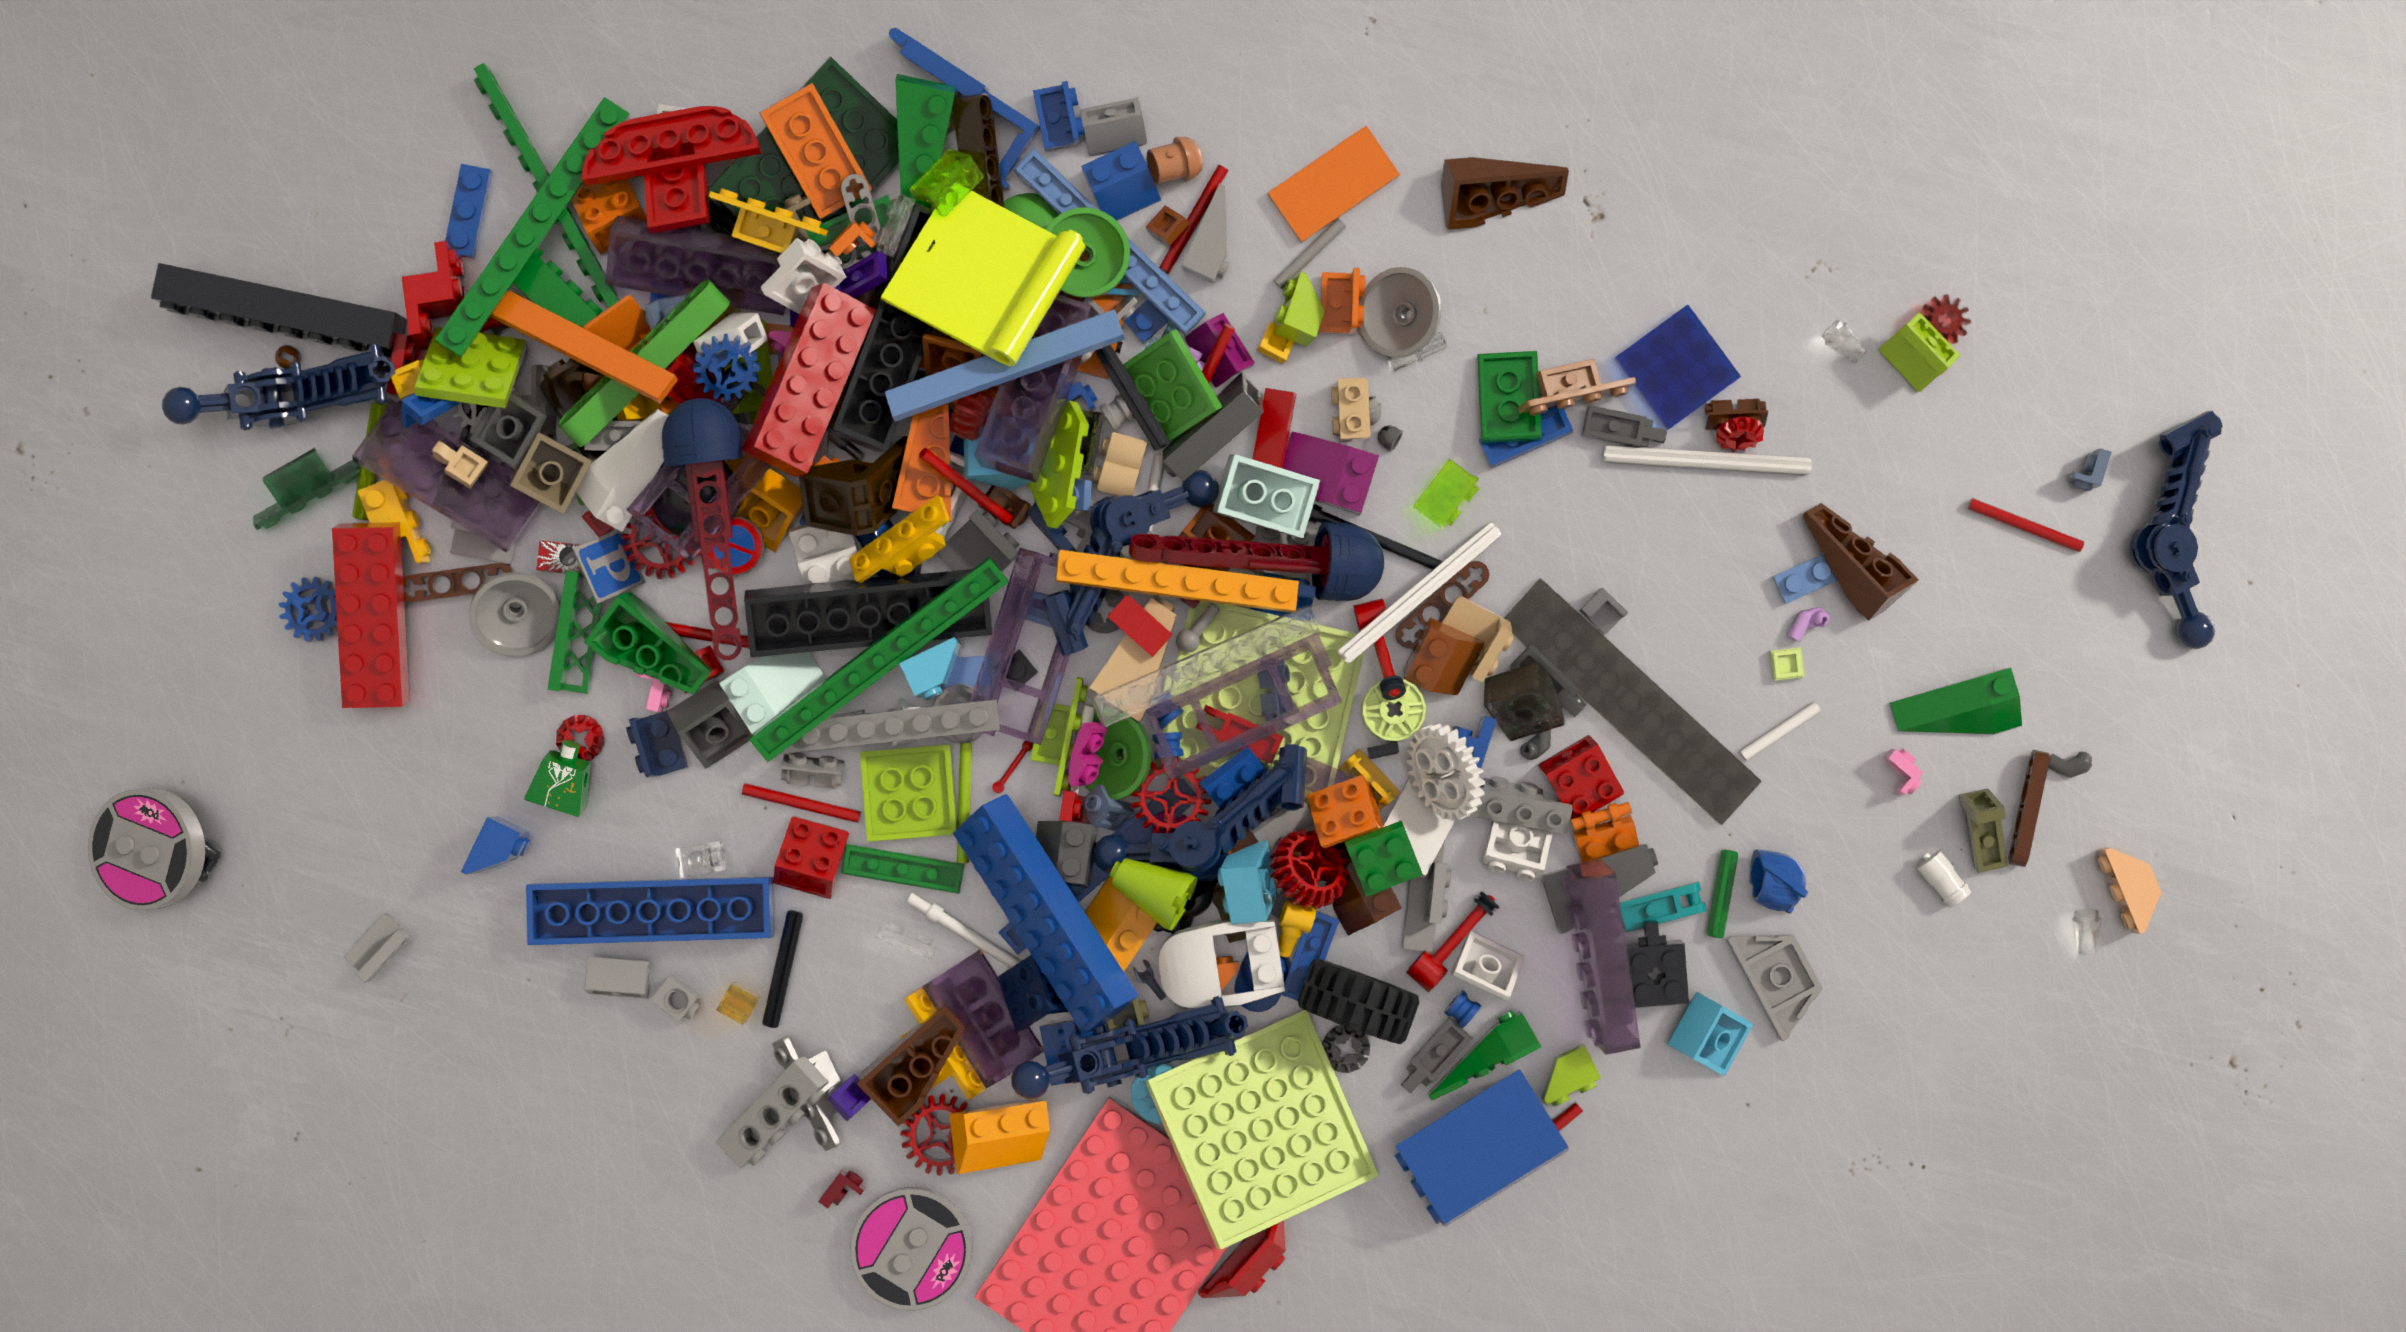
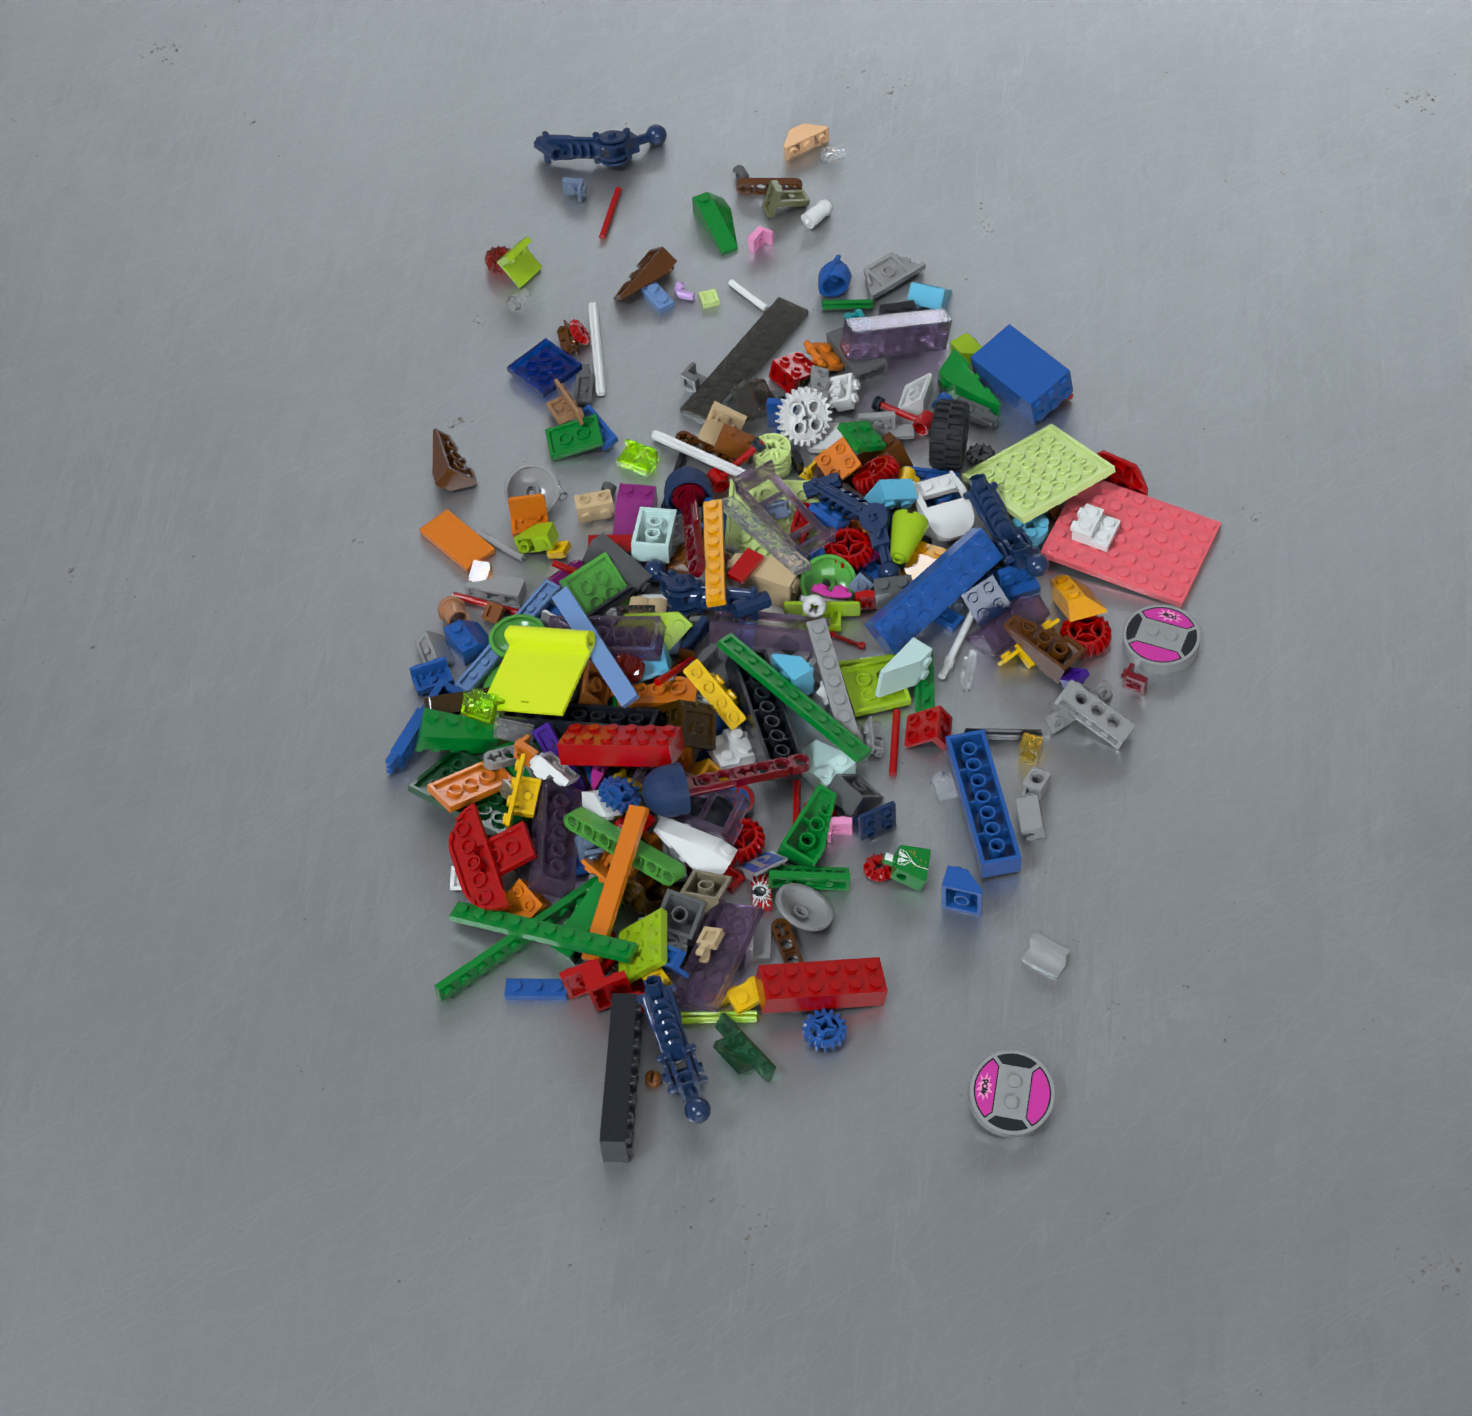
camera: 90 degrees left, 35 degrees down
(907, 845) = (905, 668): none -> light aqua slope
(1055, 722) = (815, 600): none -> white piece
(1130, 1194) = (1094, 527): none -> white plate
(1256, 213) = (480, 571): none -> slope

